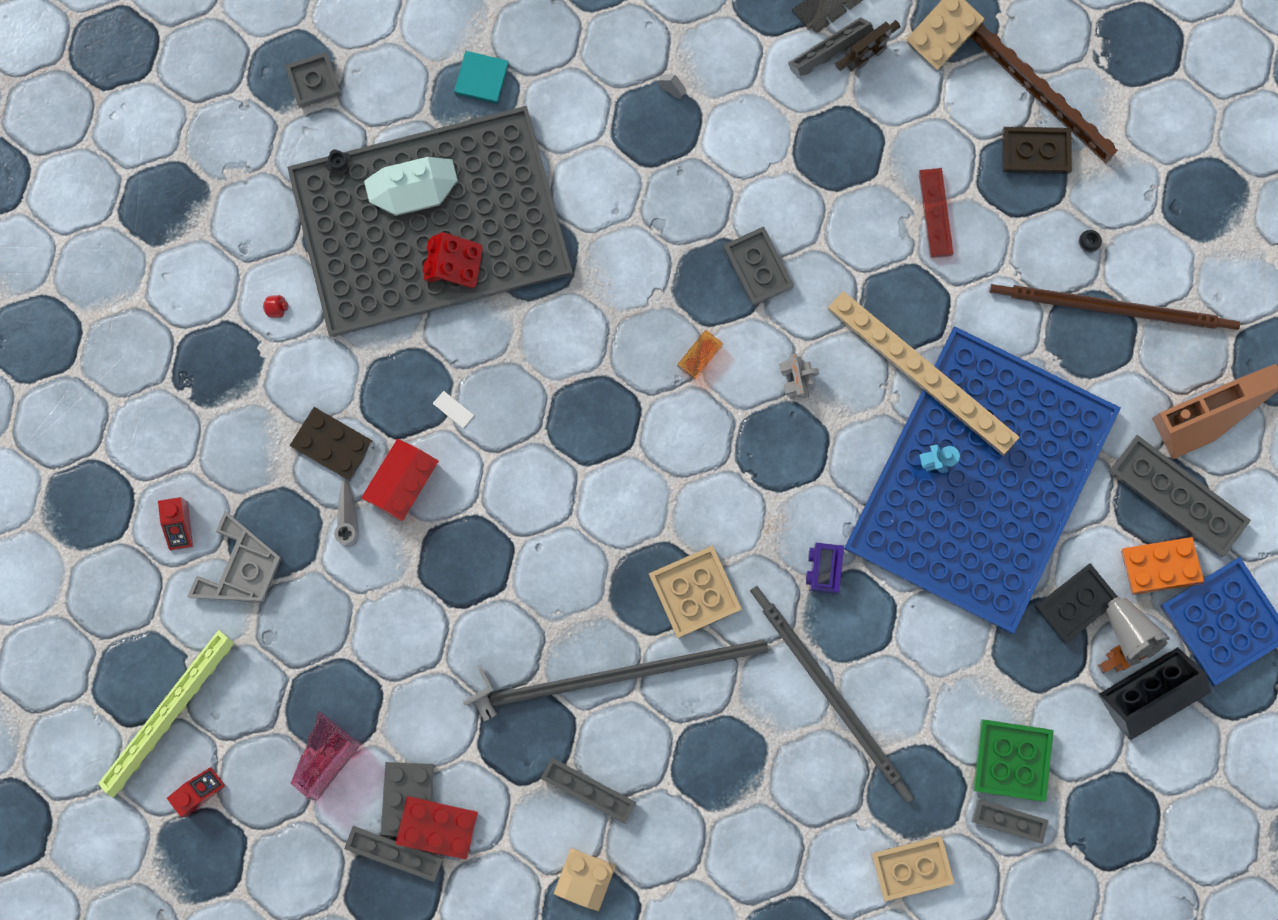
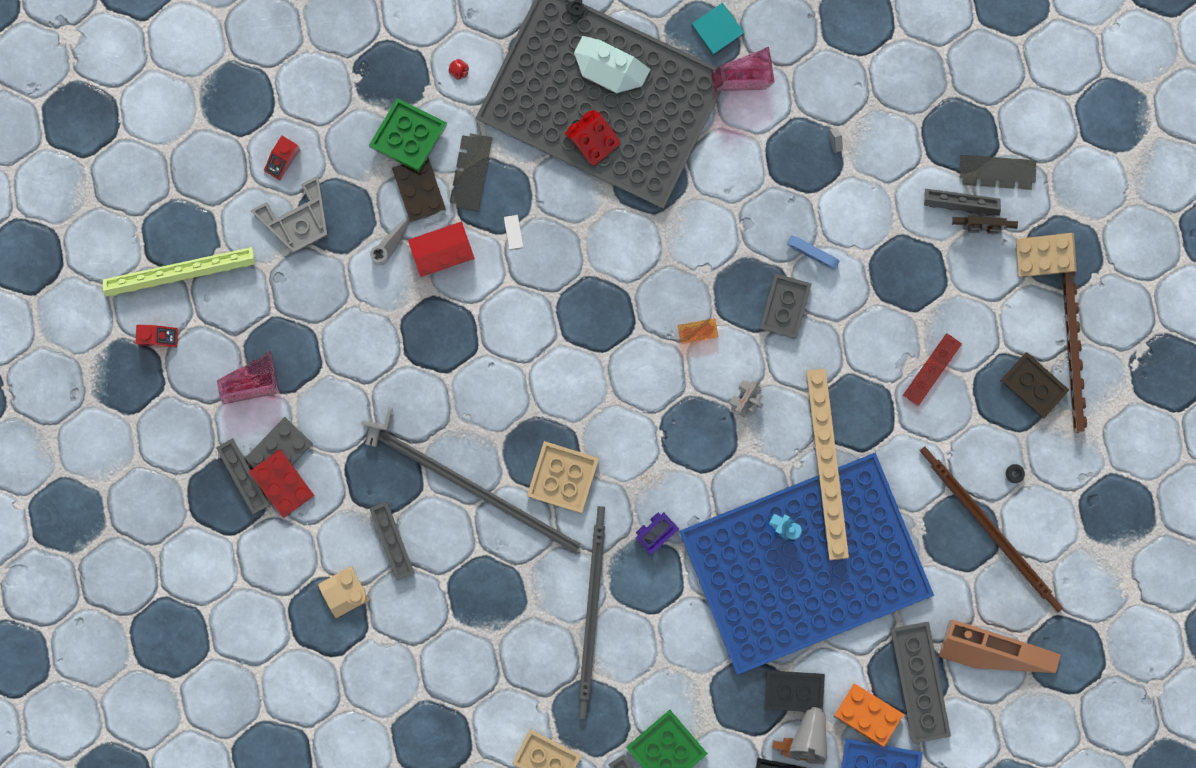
camera: 40 degrees right, 5 degrees up
(278, 402) = (408, 135): none -> green plate
(371, 389) = (474, 170): none -> clear smoke windscreen
(541, 91) = (745, 73): none -> clear pink wedge
(740, 198) = (813, 252): none -> medium blue beam

